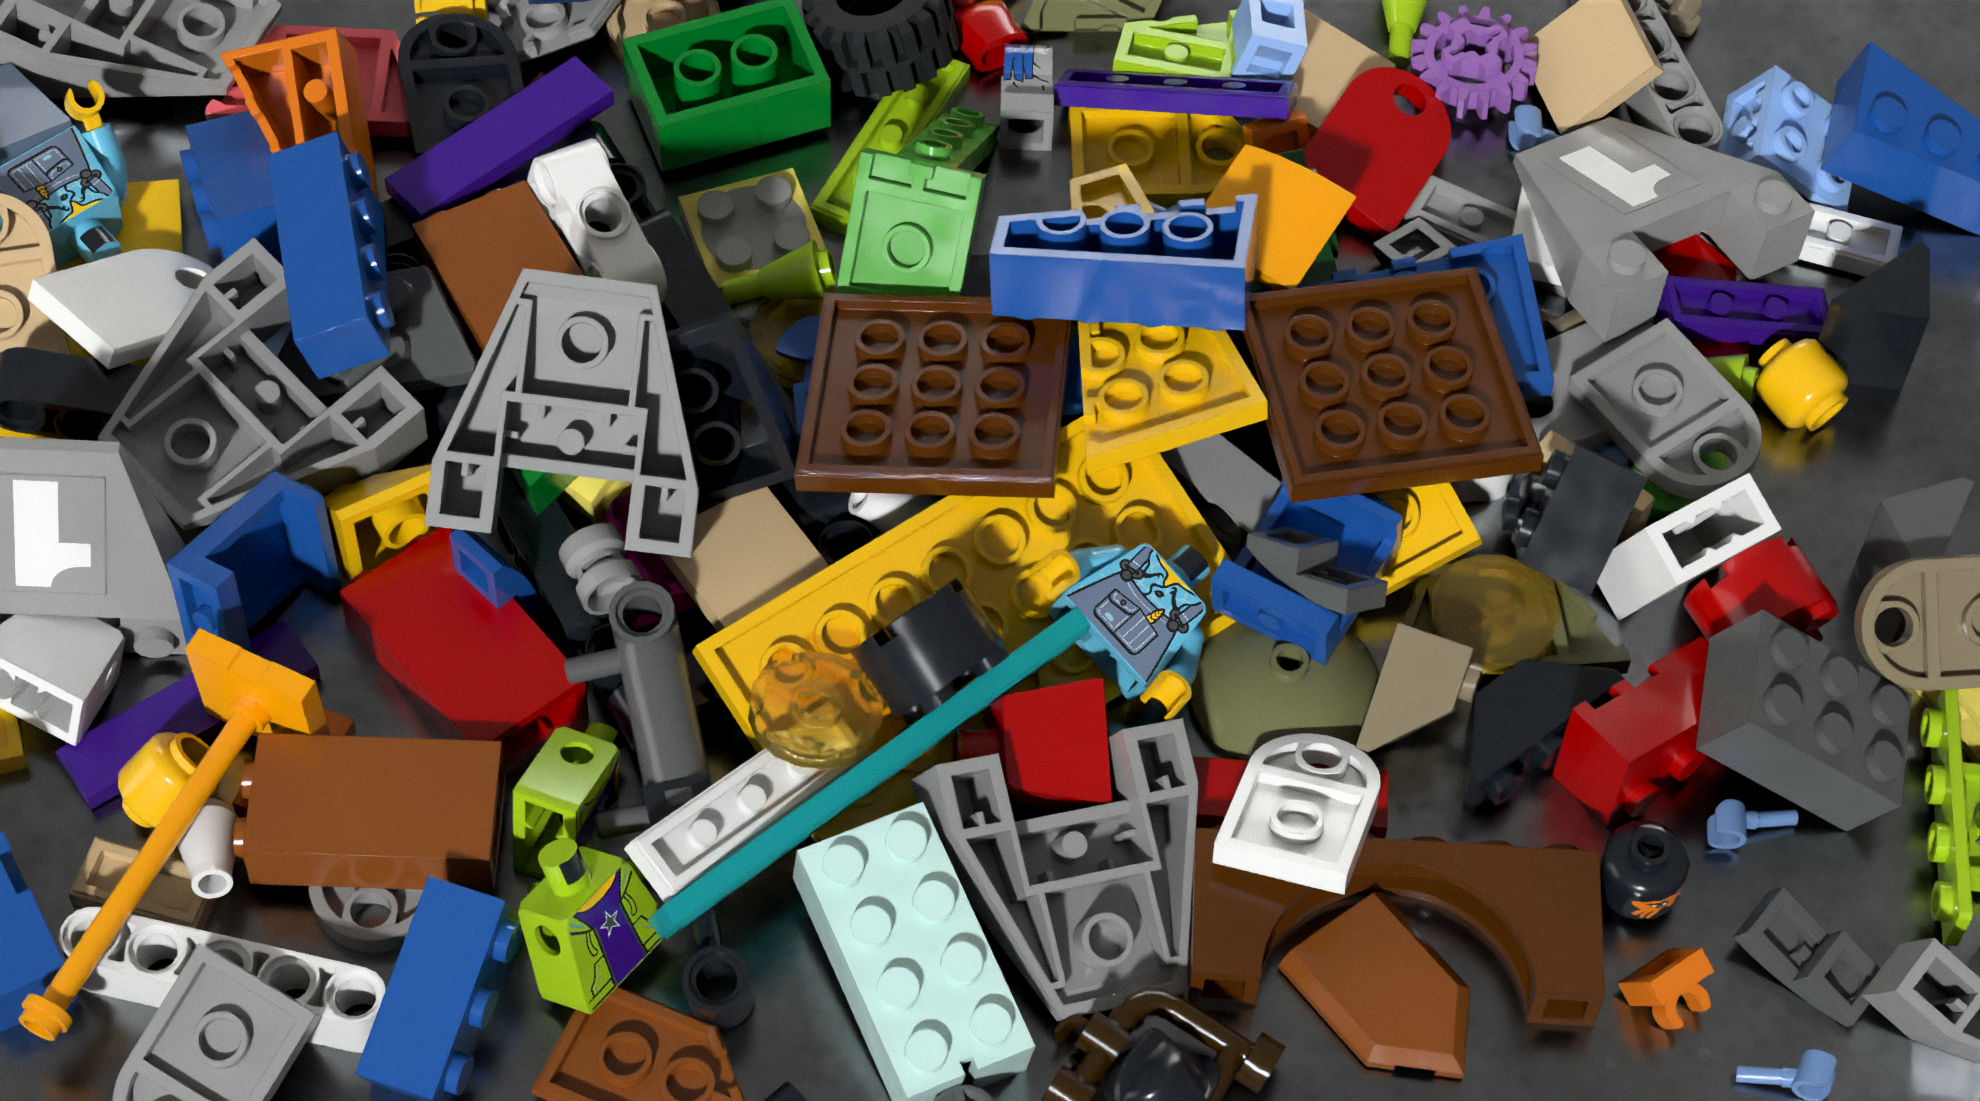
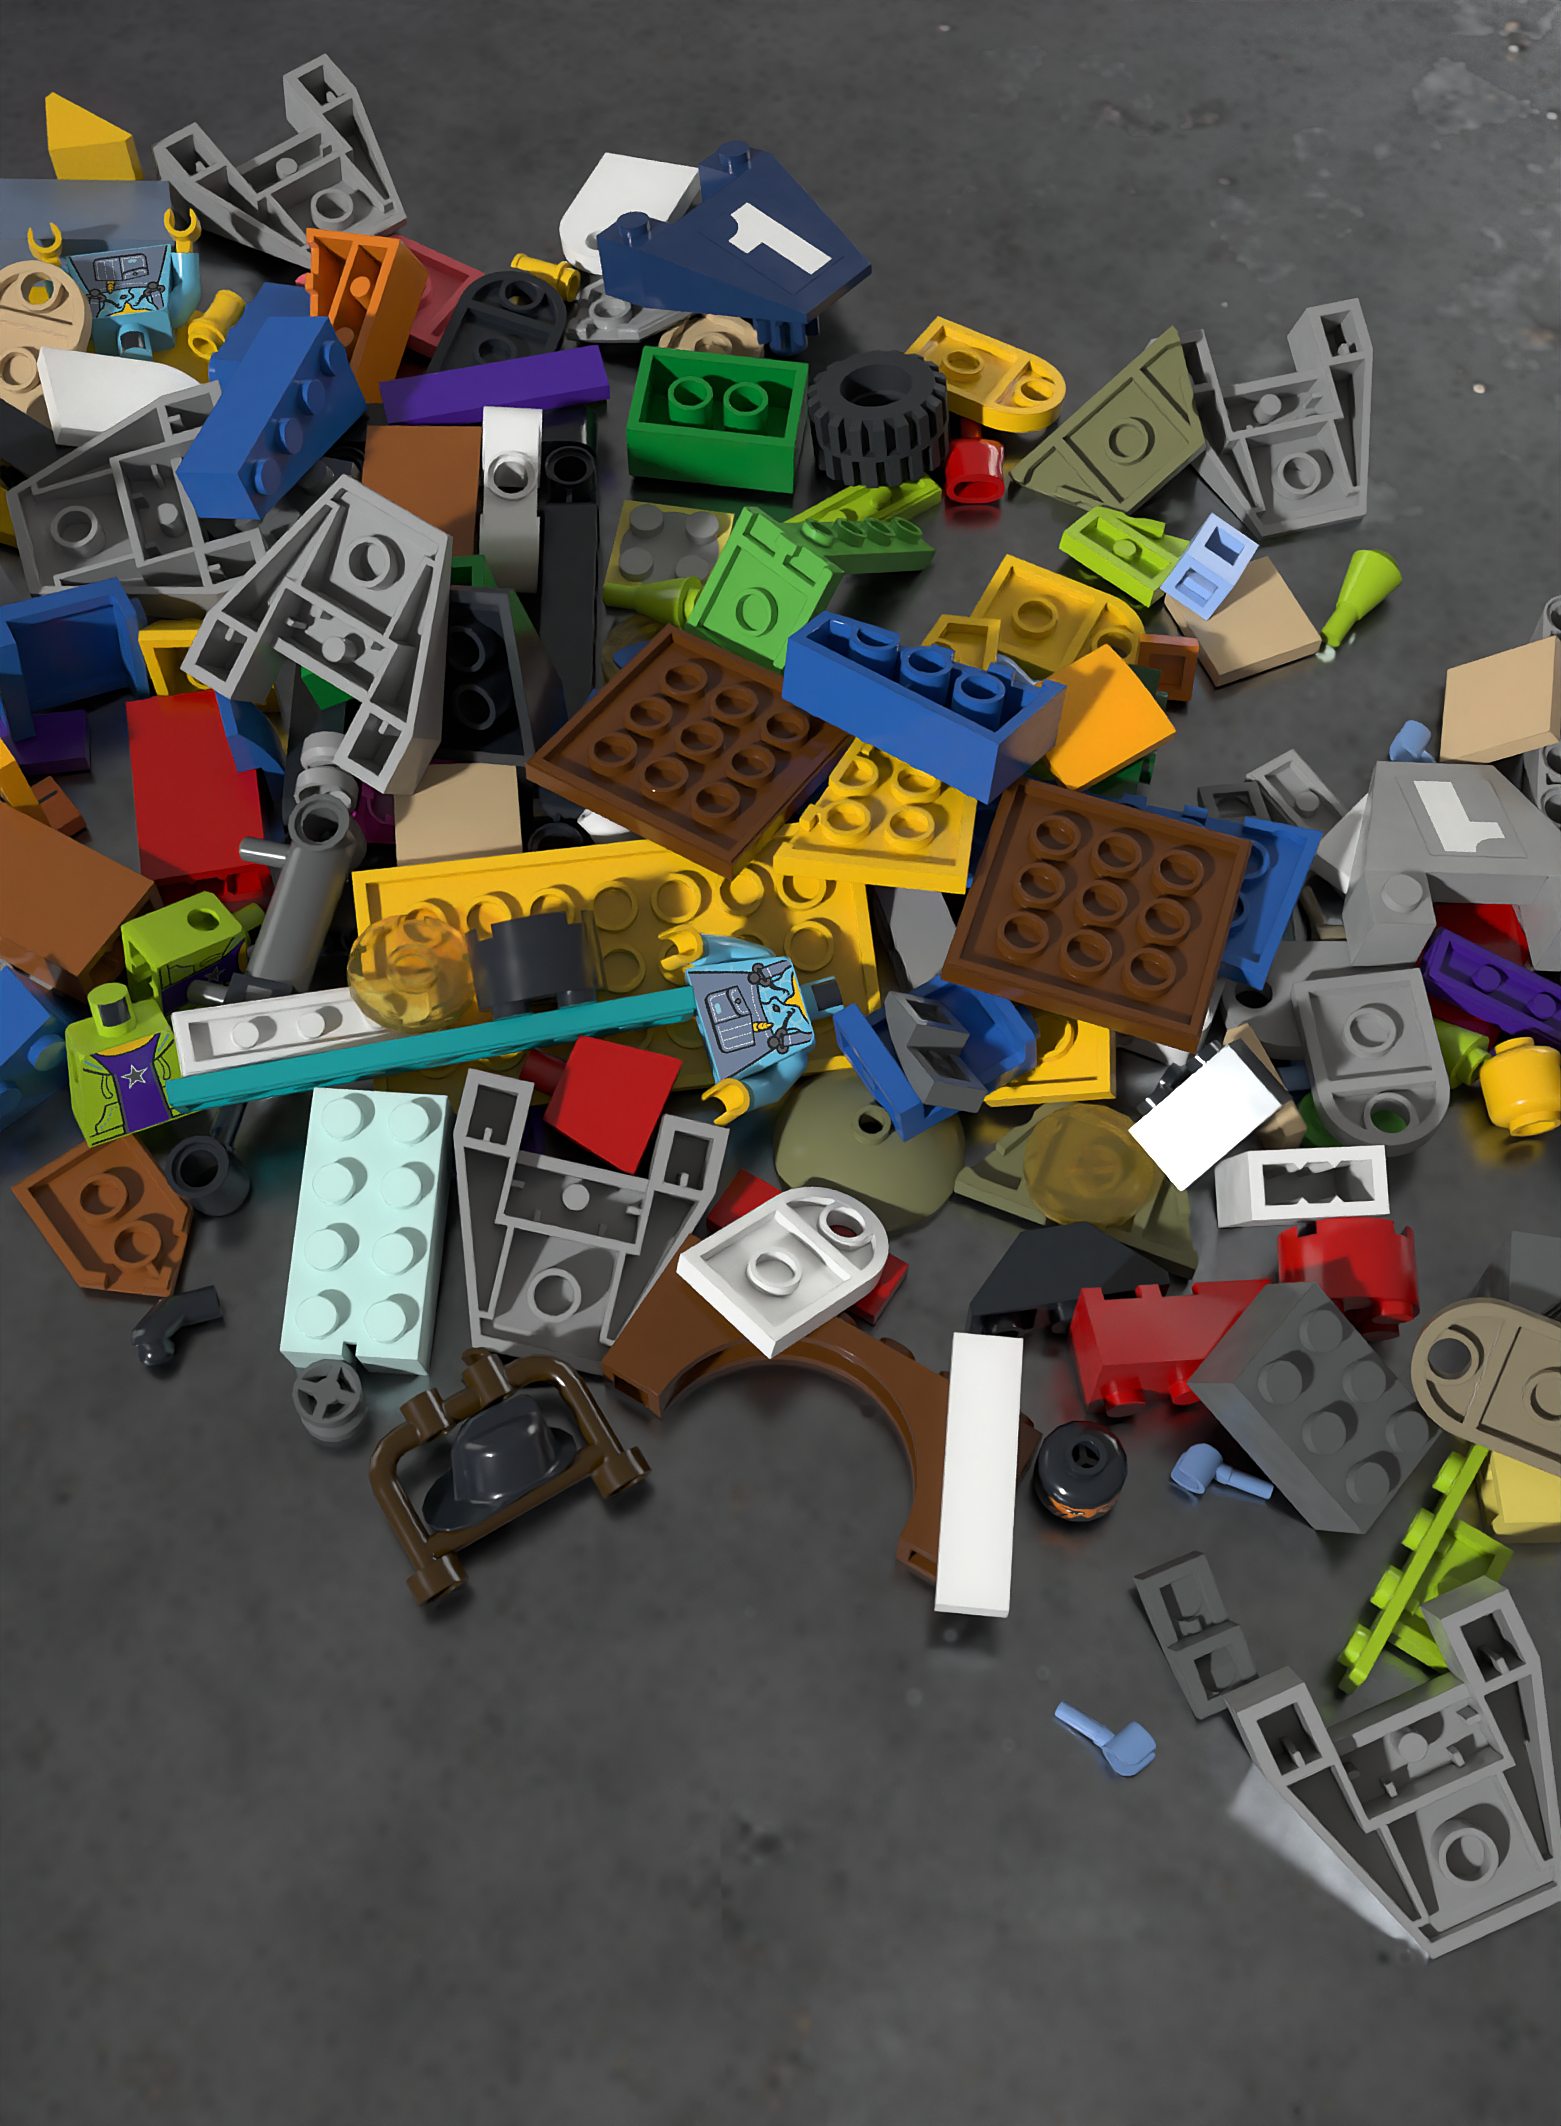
camera: 30 degrees right, 5 degrees up
(160, 199) = (211, 330): none -> yellow pin
(1027, 95) = (973, 532): light grey leg -> none
(1176, 93) = (1100, 583): dark purple tile -> none
(1378, 148) = (1249, 705): red tile -> none
(1384, 989) = (783, 1463): dark orange tile -> none
(1418, 686) = (970, 1197): dark tan slope -> none
(1474, 61) = (1393, 665): medium lavender gear -> none
(1573, 906) = (979, 1476): none -> white tile
(1665, 980) = (1041, 1585): orange tile -> none

